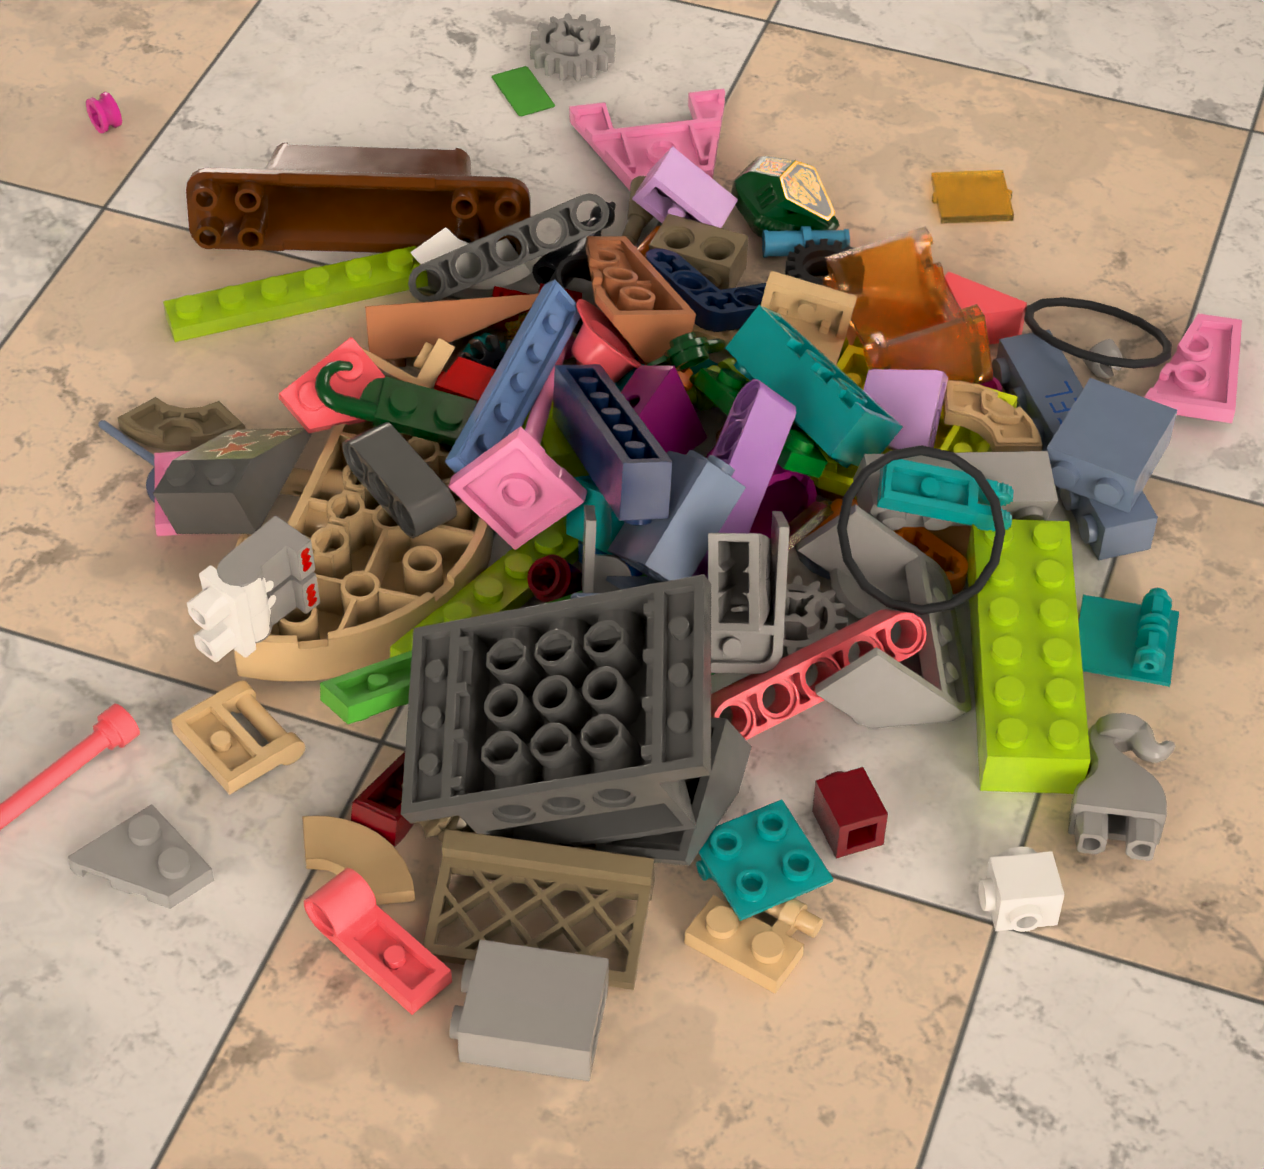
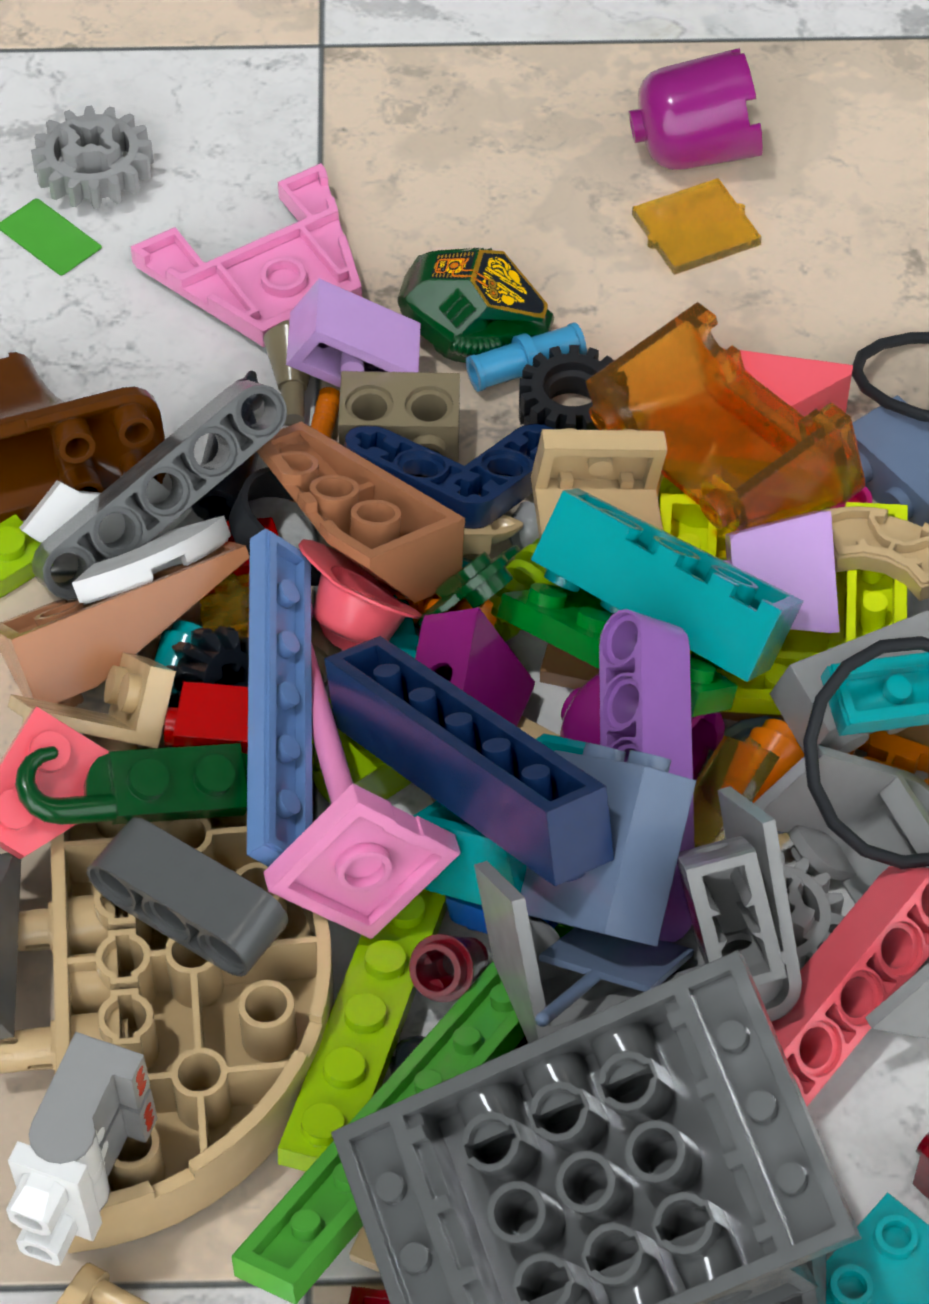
camera: 20 degrees left, 5 degrees up
(481, 288) = (136, 567): none -> white tile
(1001, 120) = (697, 112): none -> magenta cylinder

